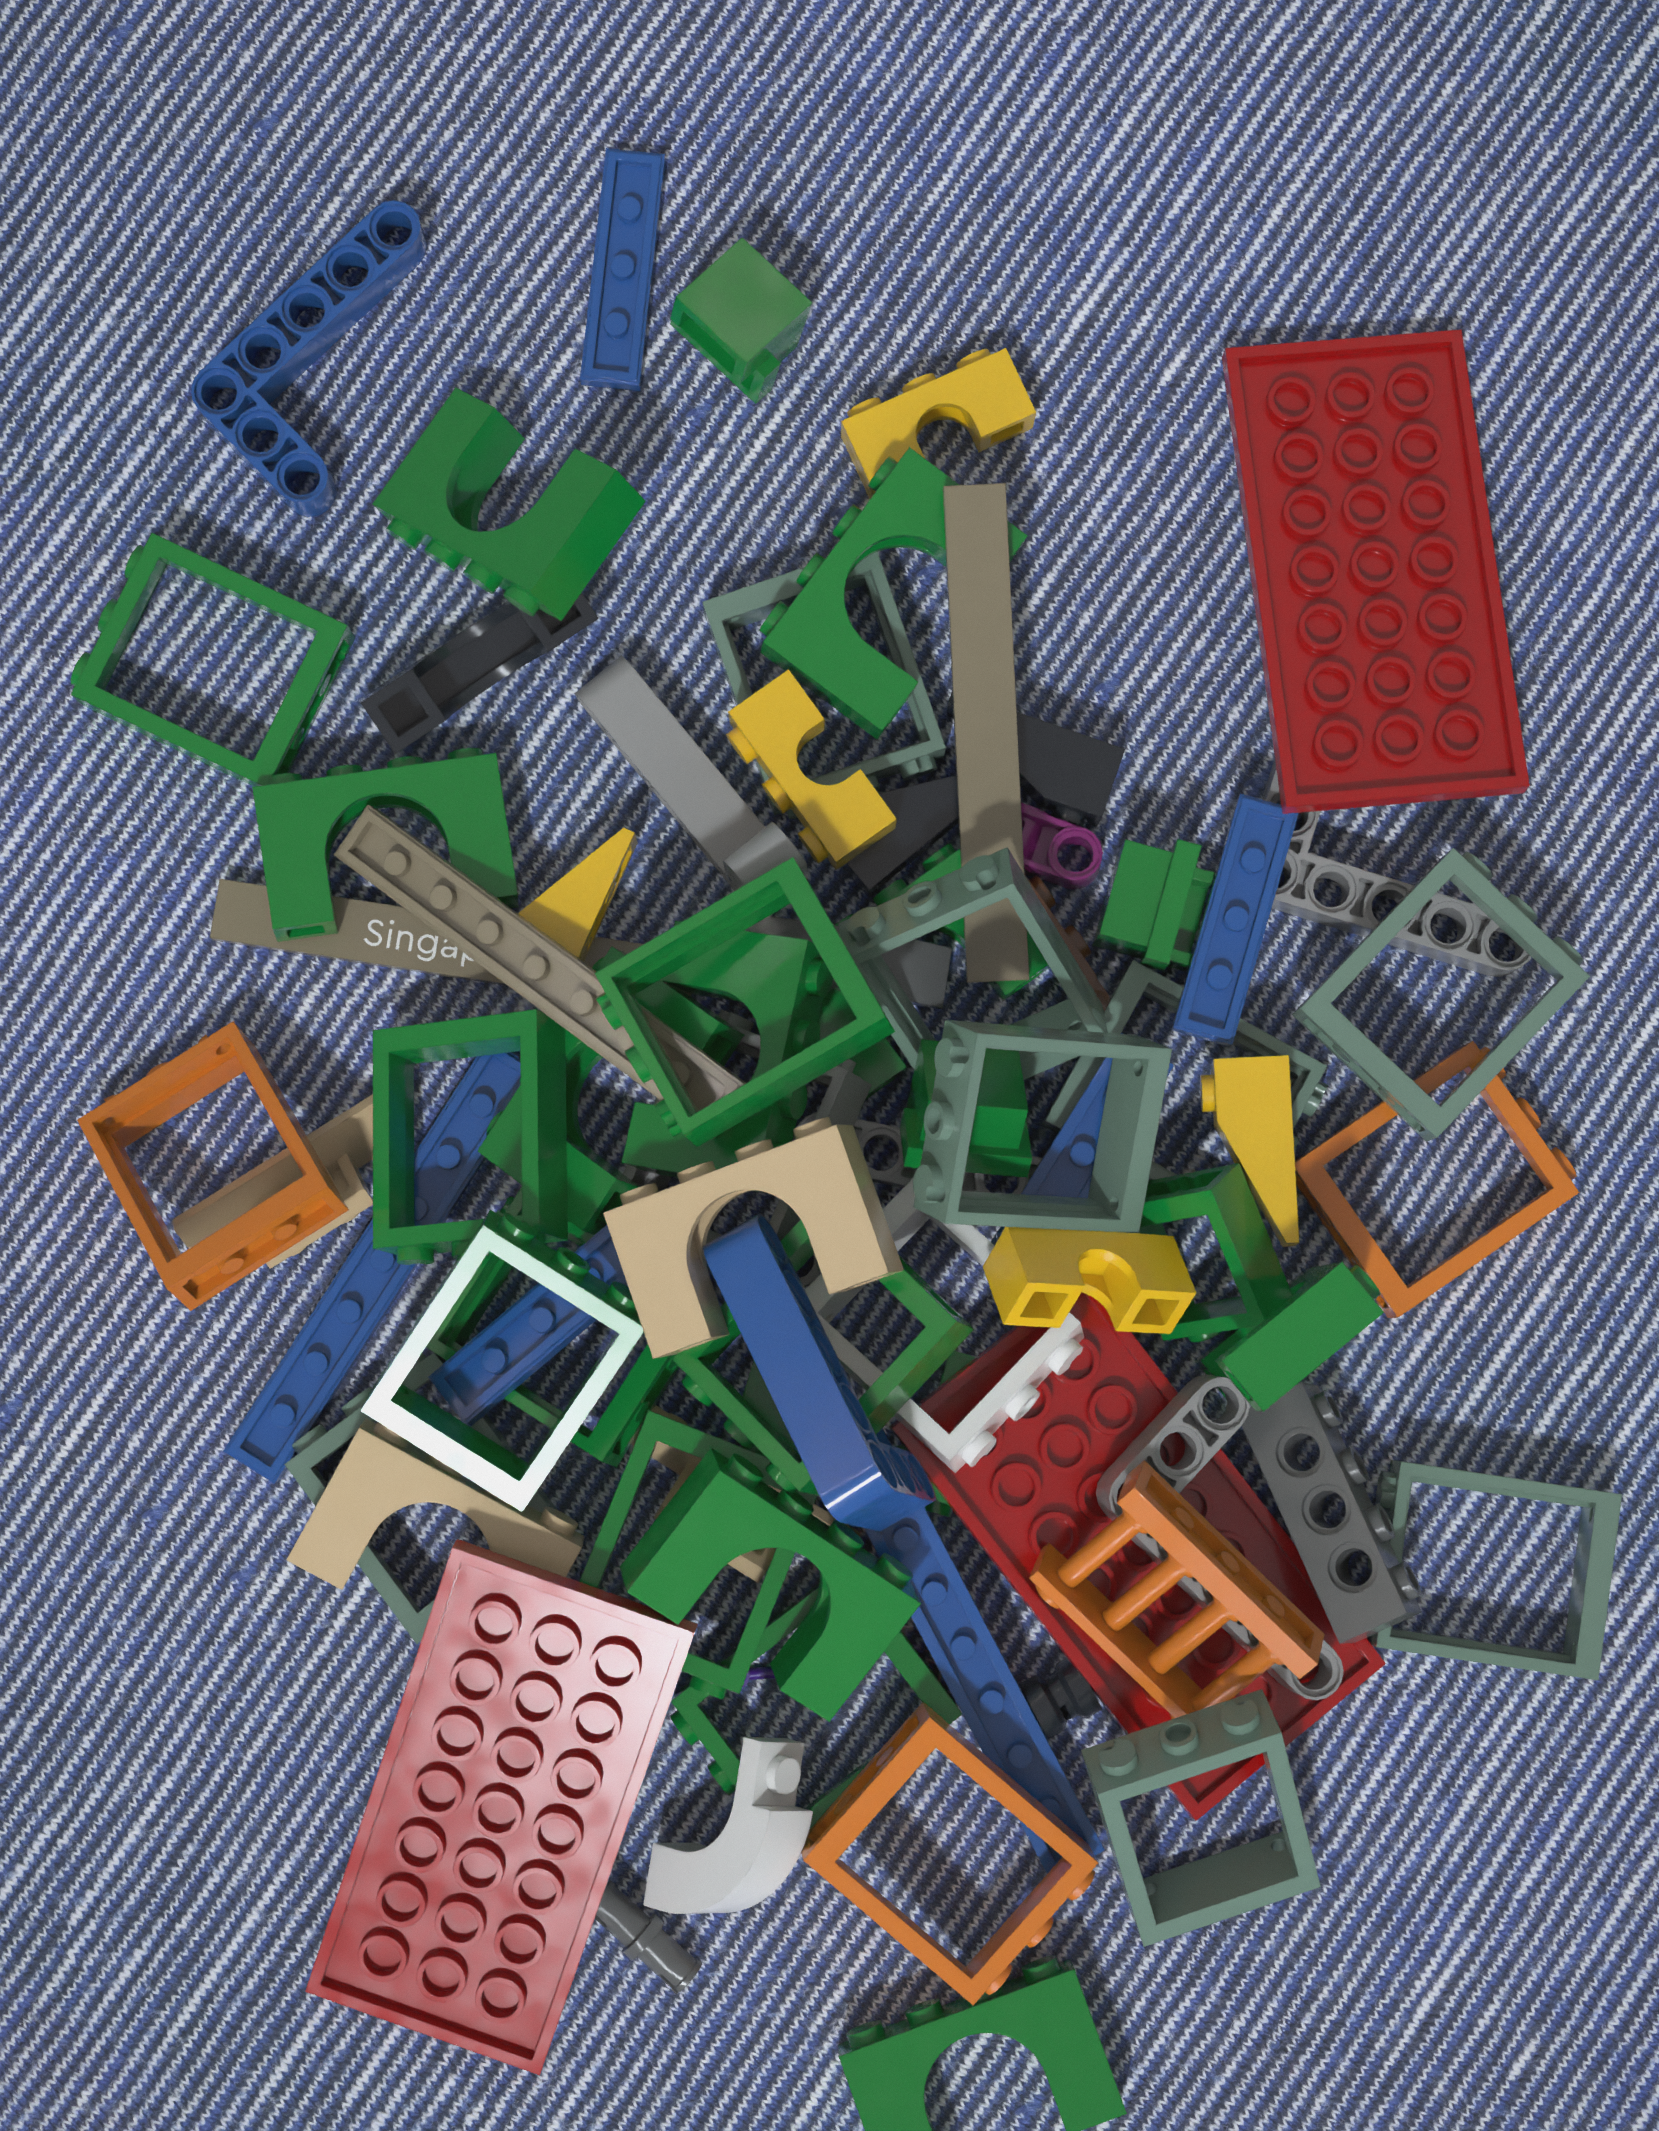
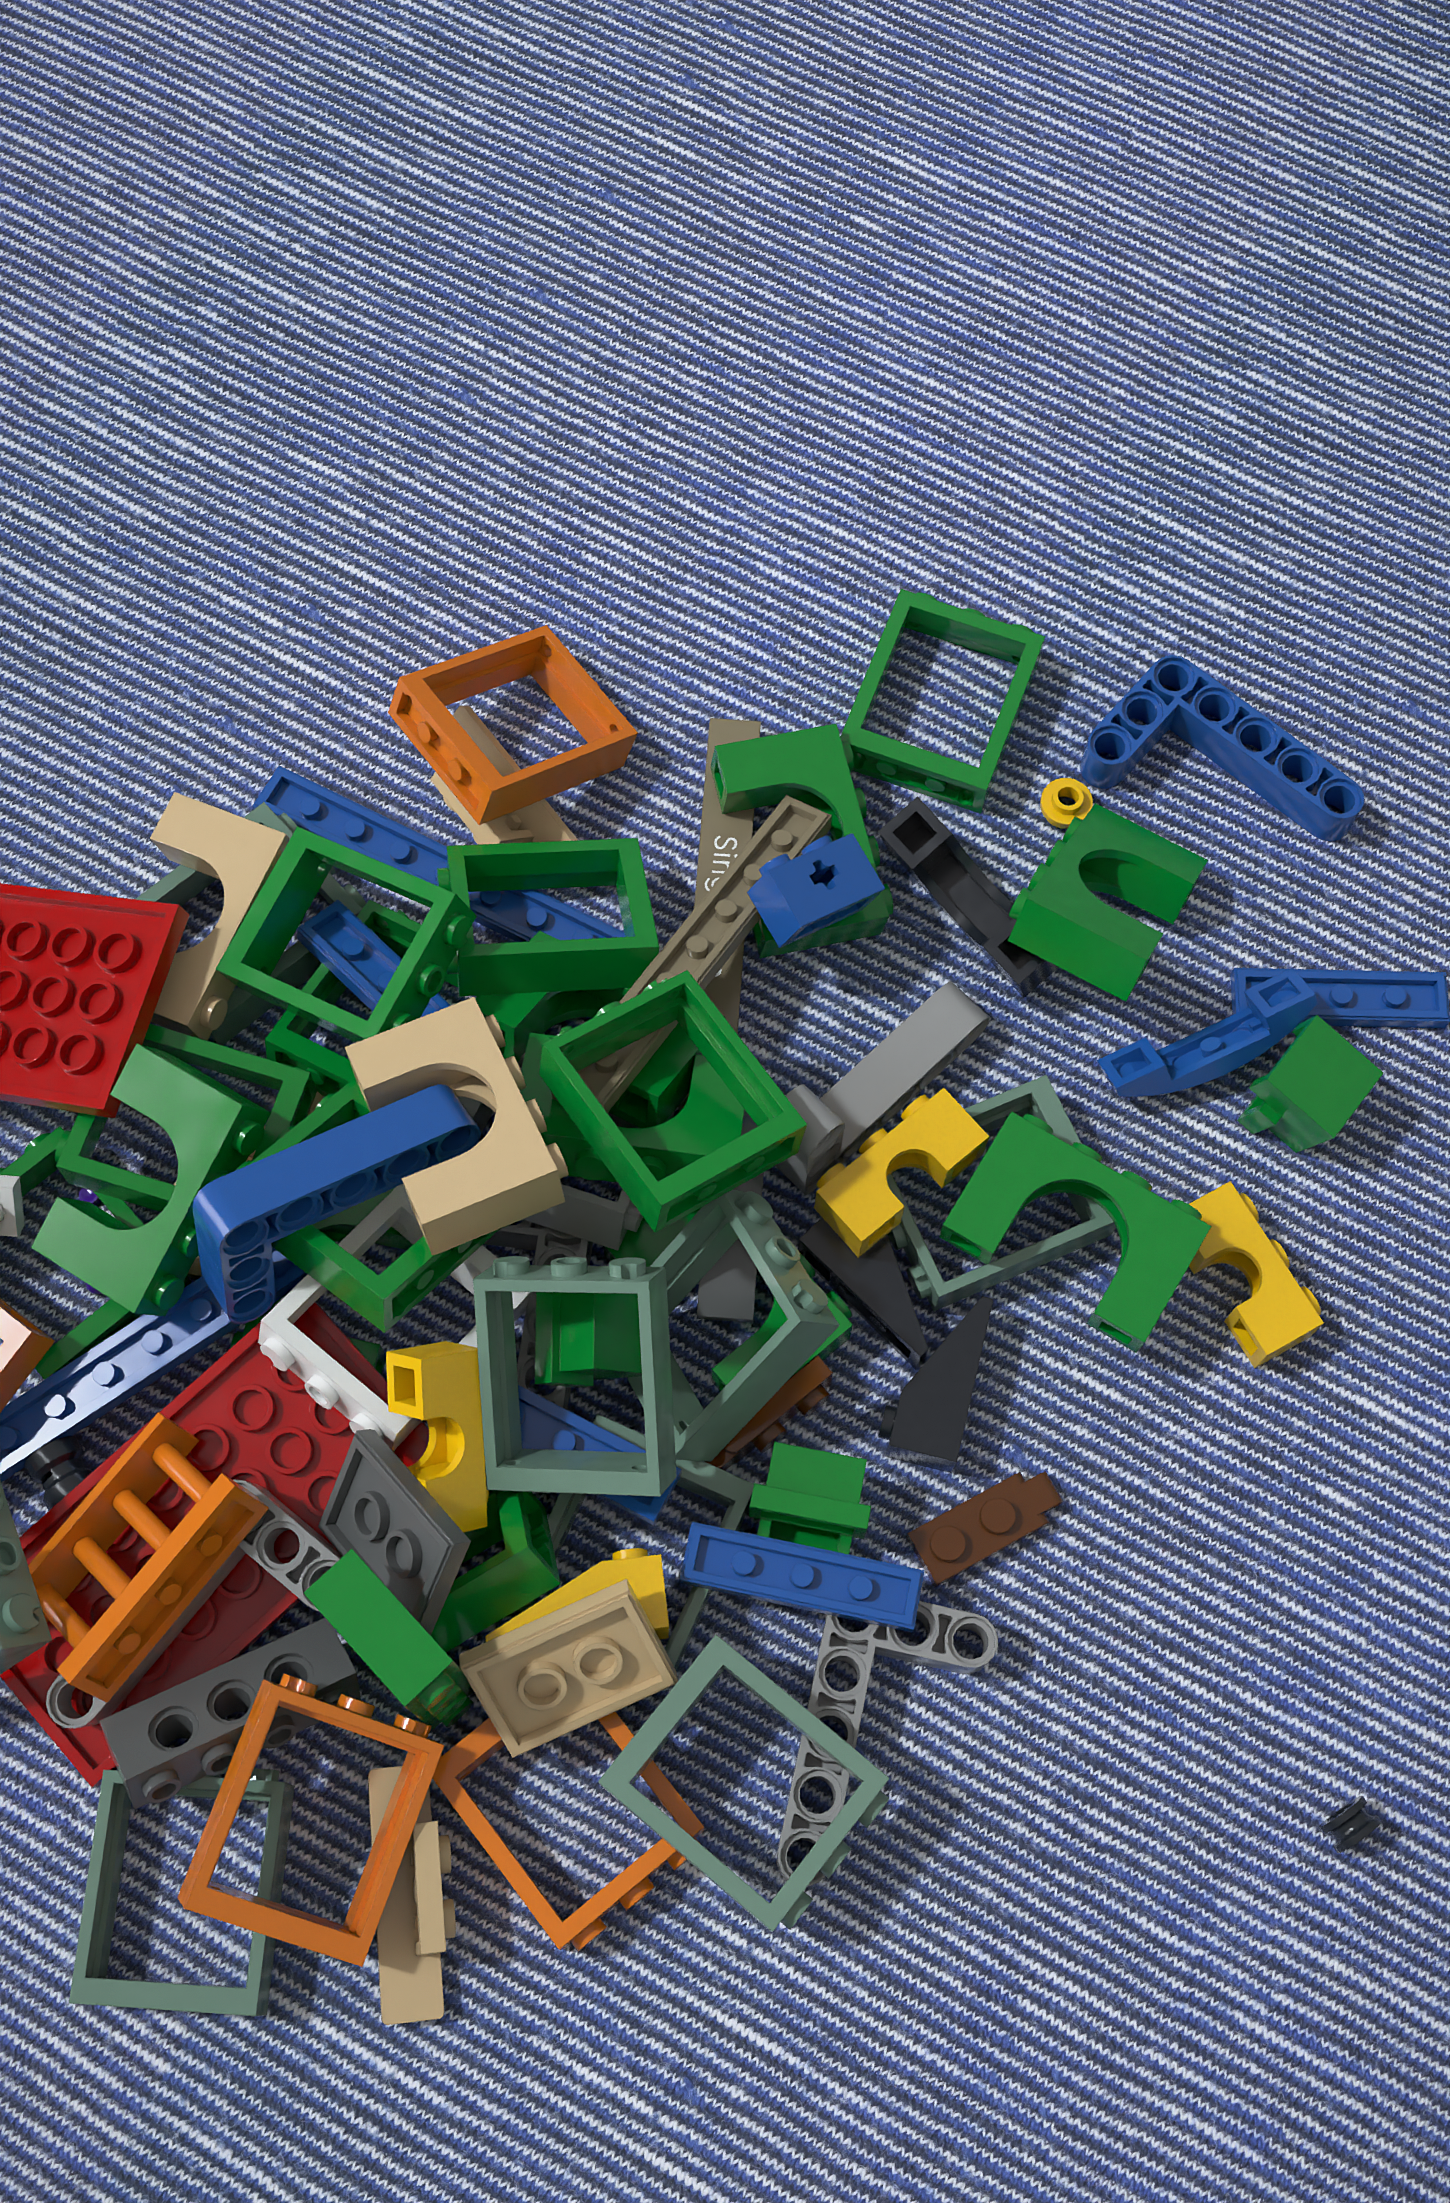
camera: 85 degrees right, 15 degrees down
(365, 553) = (1058, 813): none -> yellow plate
(470, 798) = (814, 888): none -> blue brick
(579, 901) = (763, 995): yellow slope -> none
(679, 413) = (1216, 1050): none -> blue slope
(985, 714) = (979, 1315): dark tan tile -> none
(1045, 837) = (860, 1395): magenta piece -> none
(1178, 1329) = (394, 1527): none -> dark grey tile
(1180, 730) = (983, 1525): none -> reddish brown hinge
(1322, 1160) = (568, 1668): none -> tan tile
(1373, 572) = (1160, 1695): red plate -> none
(1486, 1362) = (353, 1938): none -> orange window
(1505, 406) = (1350, 1824): none -> black bush
(1507, 1342) = (415, 1914): none -> tan bracket

